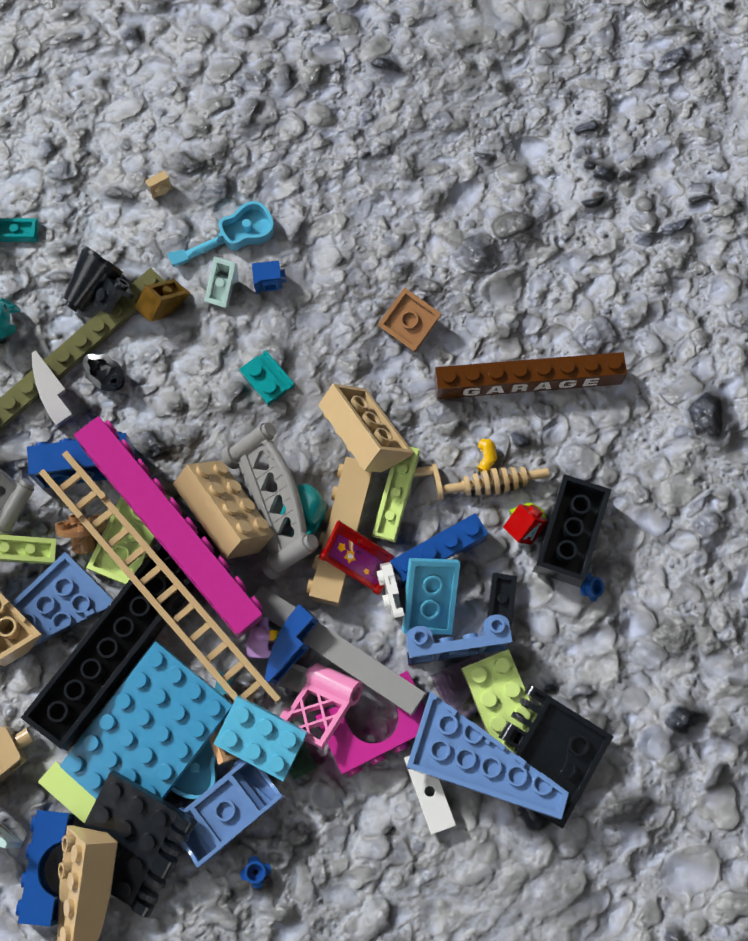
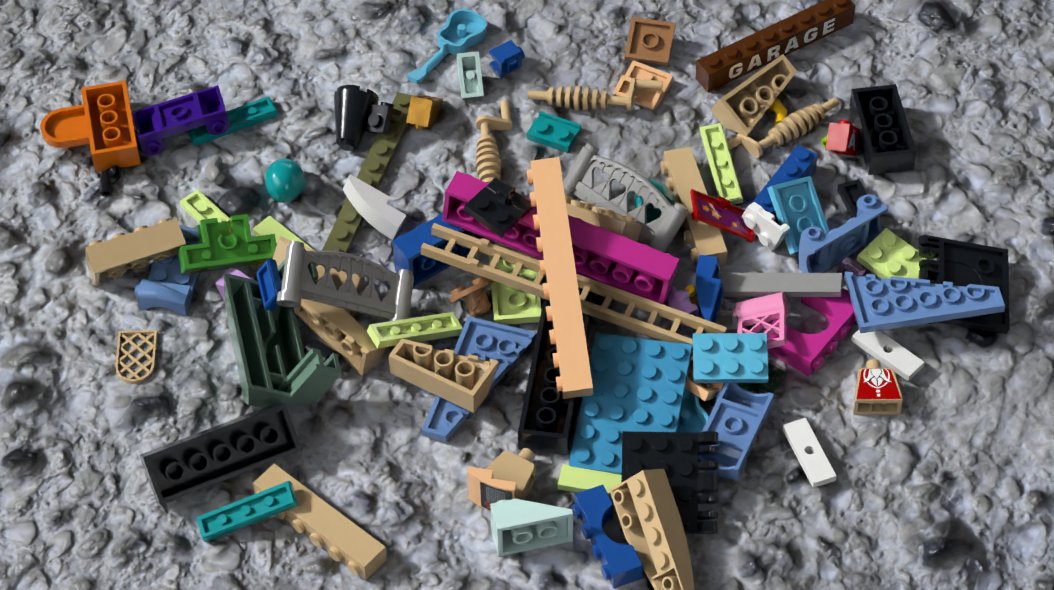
camera: 25 degrees left, 20 degrees down
(104, 372) = (410, 179): black arm -> none
(111, 478) = (498, 207): none -> black hinge
(131, 583) = (561, 278): none -> light nougat brick
(159, 184) = (363, 30): tan plate -> none
(190, 376) = (488, 158): none -> tan piece
(263, 871) = (784, 461): blue plate -> none
(285, 888) = (809, 452): none -> white tile
(314, 356) = (594, 98): none -> tan piece
(364, 428) = (664, 125): tan slope -> none
(377, 365) = (644, 97): none -> light nougat slope
(391, 831) = (877, 391): none -> torso
(465, 434) = (751, 99): none -> tan wedge
(592, 587) = (924, 163): blue plate -> none

